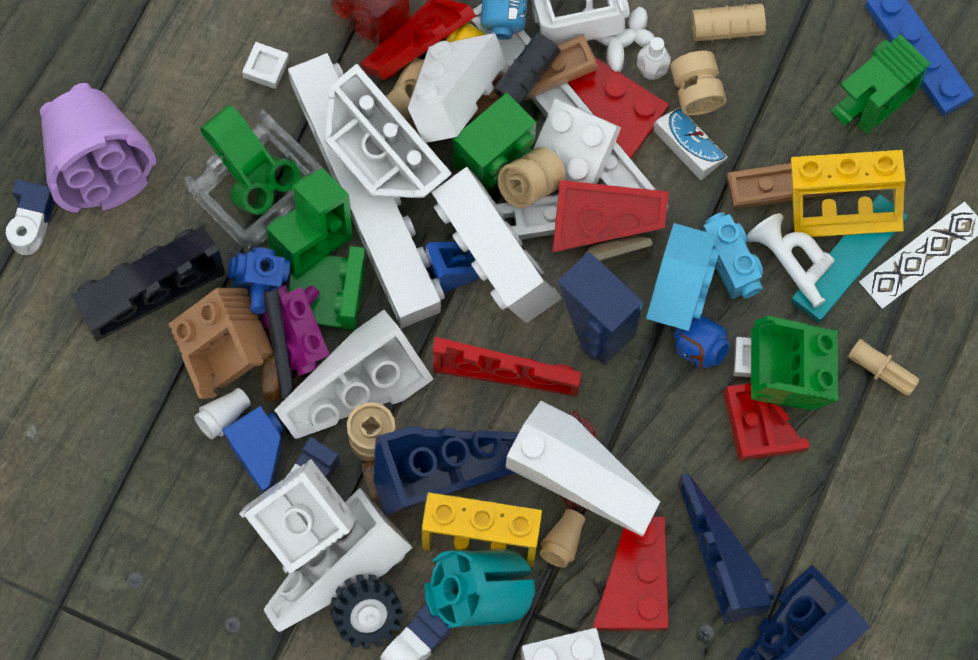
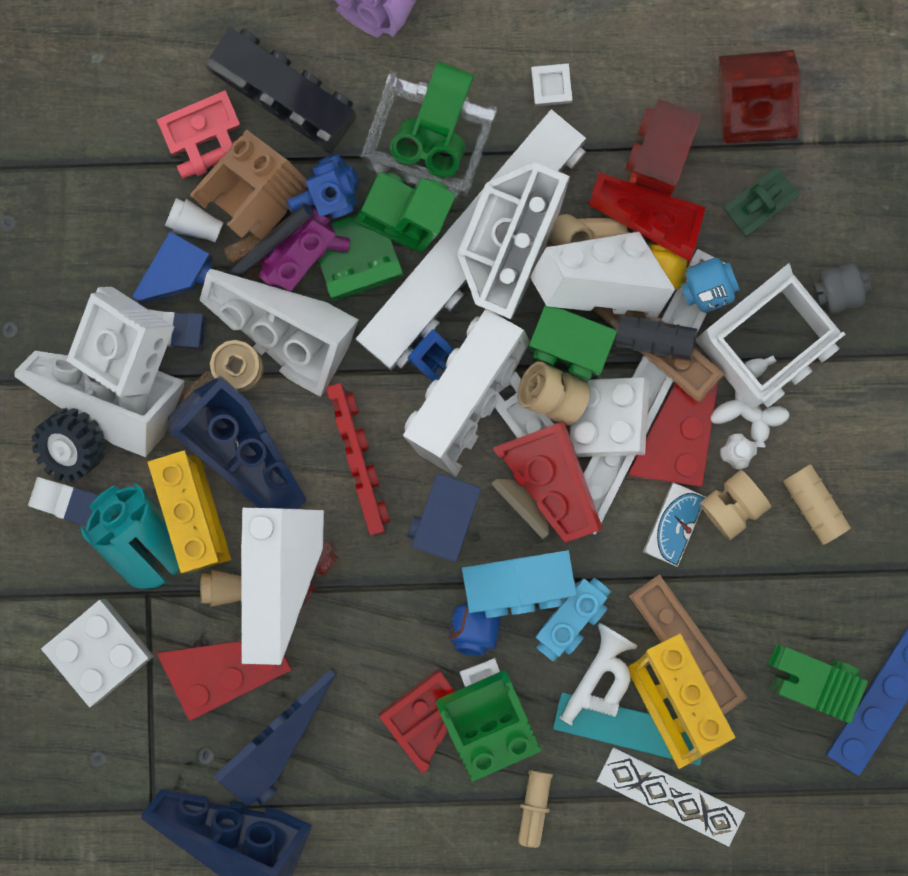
camera: 75 degrees right, 15 degrees up
(139, 369) = (197, 125): none -> coral plate

